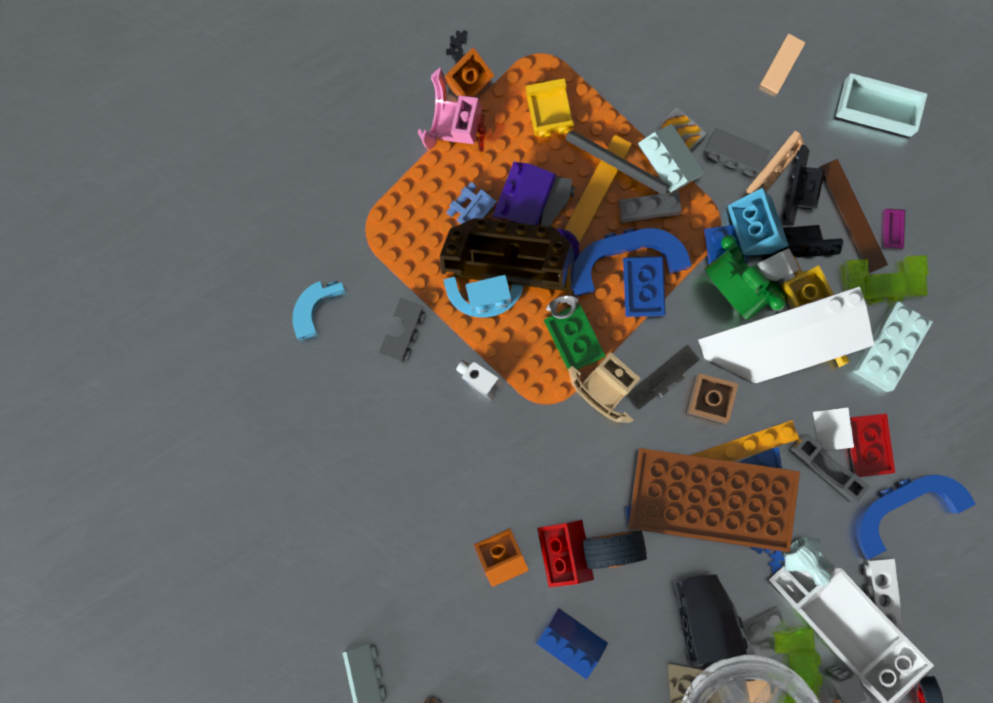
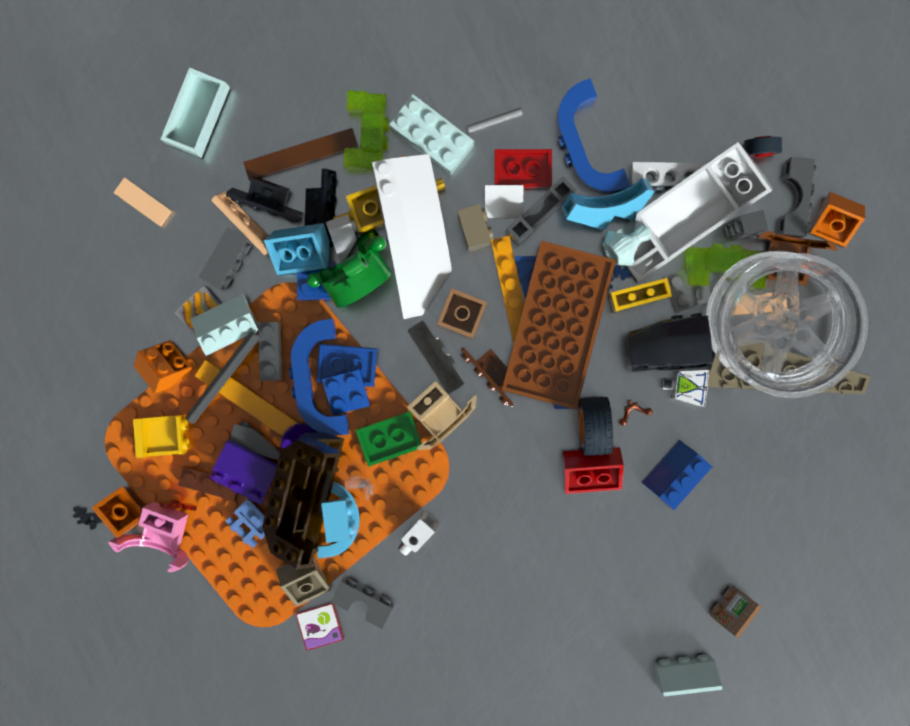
camera: 75 degrees left, 5 degrees up
(306, 305) = (327, 692): medium azure arch -> none
(372, 289) = (319, 626): none -> tile
(419, 266) = (302, 583): none -> dark tan slope
(501, 557) = (589, 532): orange slope -> none
(507, 155) = (201, 482): none -> copper plate
(525, 309) = (356, 482): none -> clear bracket
(552, 306) = (356, 456): light grey piece -> none
(617, 288) = (346, 391): none -> blue plate
(620, 100) = (161, 366): none -> orange slope
(620, 581) = (648, 411): none -> copper piece
(659, 435) = (492, 369): none -> reddish brown bracket
(666, 645) = (688, 386): none -> torso
(756, 582) = (640, 295): none -> yellow brick
(803, 400) = (474, 227): none -> dark tan brick
(839, 530) = (601, 210): none -> medium azure arch
(894, 229) = (318, 116): magenta tile -> none
(916, 410) = (494, 120): none -> light grey piece

